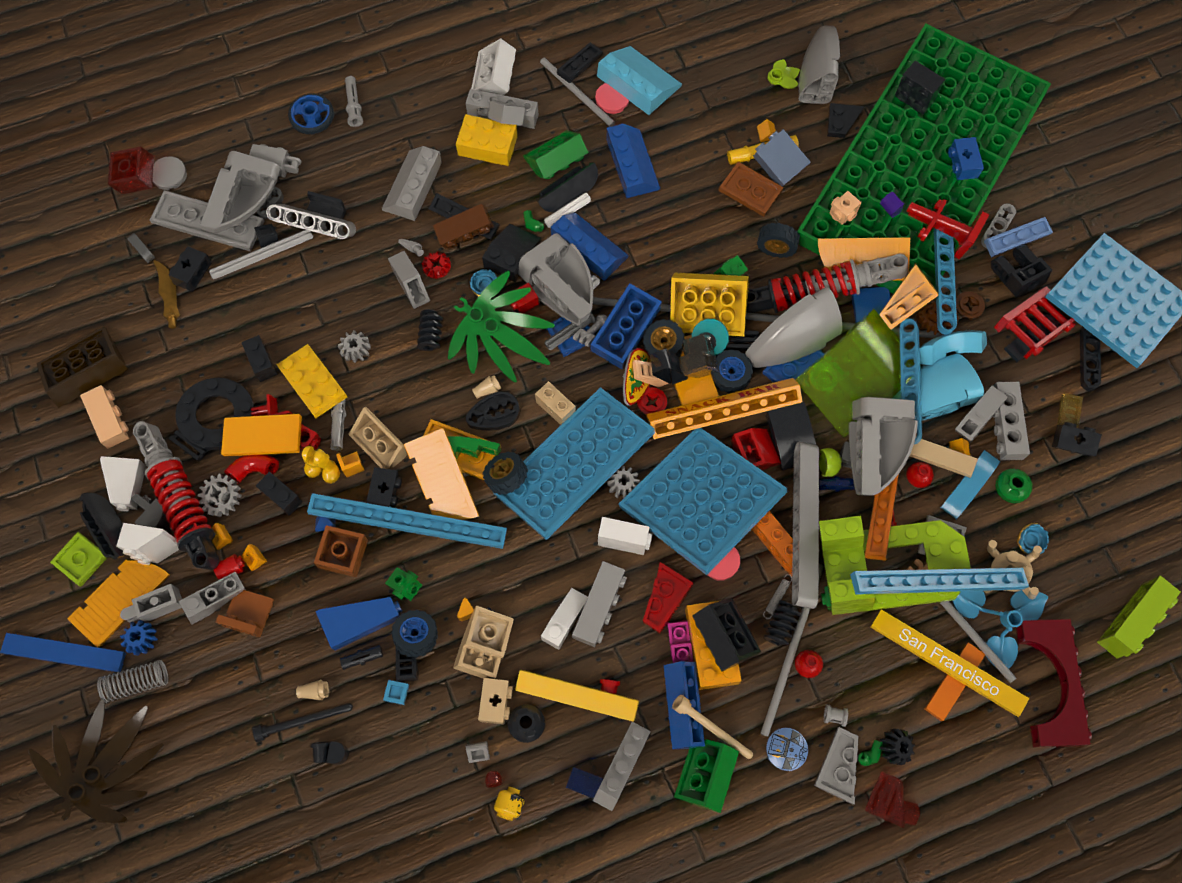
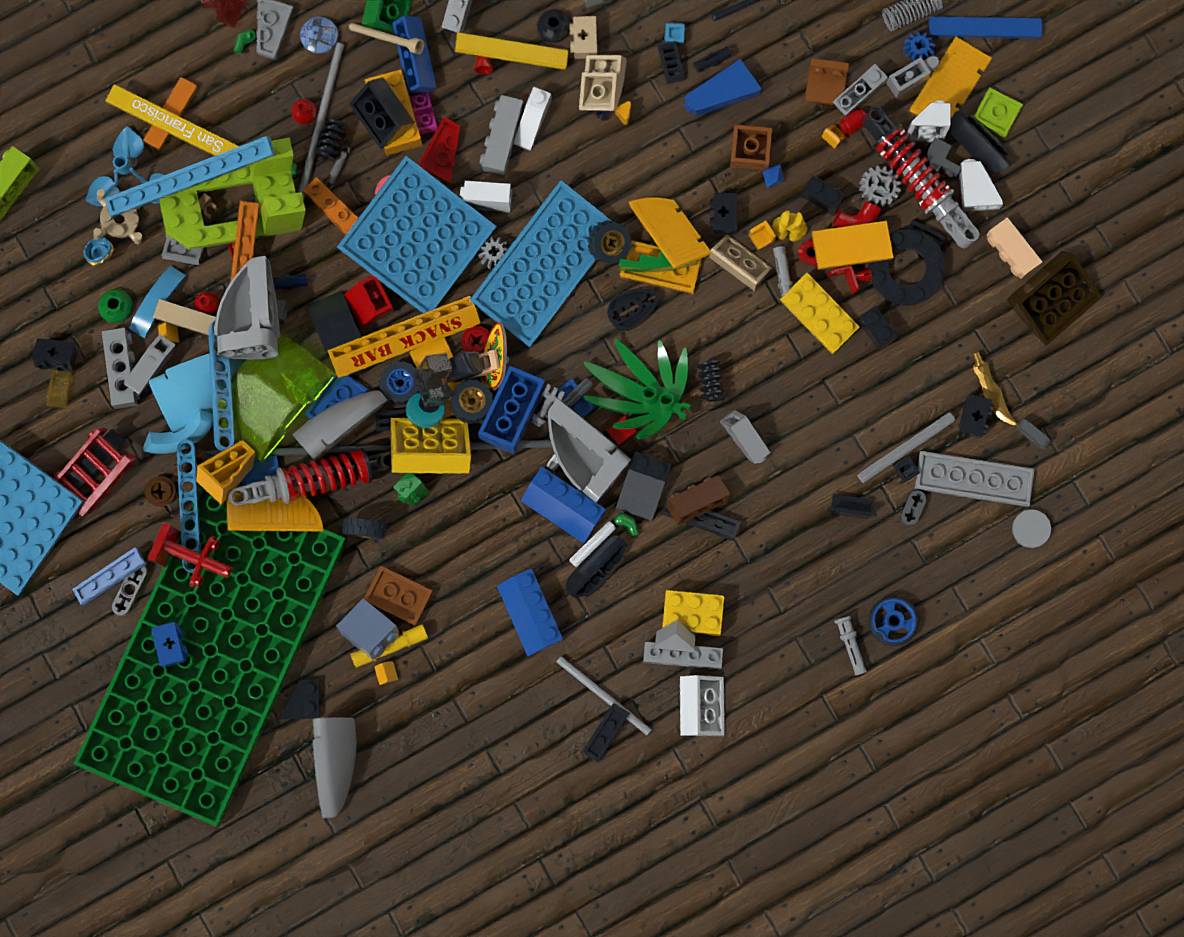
camera: 175 degrees right, 10 degrees up
(131, 170) = (1067, 517): clear red brick -> none
(221, 537) = (869, 152): light orange slope -> none
(239, 191) = (942, 502): light grey panel -> none
(277, 155) = (921, 555): light grey brick -> none
(303, 221) = (861, 487): light grey beam -> none
(315, 690) = (748, 25): tan cone -> none
(355, 352) = (777, 357): light grey gear -> none
(403, 584) = (685, 126): green brick -> none
(406, 626) = (672, 74): black wheel -> none
(407, 521) = (694, 184): dark azure plate -> none
(412, 246) = (749, 477): light grey bar -> none
(413, 182) = (765, 551): light grey slope -> none
(437, 271) = (724, 469): red gear -> none
(481, 280) = (665, 443): dark azure hair -> none
(487, 387) = (642, 332): tan cone -> none
(555, 403) = (572, 322): tan brick -> none
(556, 154) = (615, 608): green slope -> none
(610, 99) = (563, 692): coral tile -> none
(637, 78) = (535, 719): medium azure slope -> none
(785, 75) = (370, 750): lime plate -> none
(805, 525) = (316, 227): light grey beam -> none
(829, 462) = (295, 298): lime hair -> none
(835, 715) = (277, 67): light grey bush -> none
(844, 208) = (302, 567): light nougat brick -> none
(892, 204) = (247, 576): dark purple brick -> none
(897, 746) = (221, 47): black gear -> none
(919, 87) = (223, 721): black brick -> none
(978, 641) = (143, 143): light grey piece -> none
(1021, 281) = (100, 526): black brick -> none
(1069, 722) = (69, 87): dark red arch -> none
(1095, 357) = (42, 450): black beam -> none

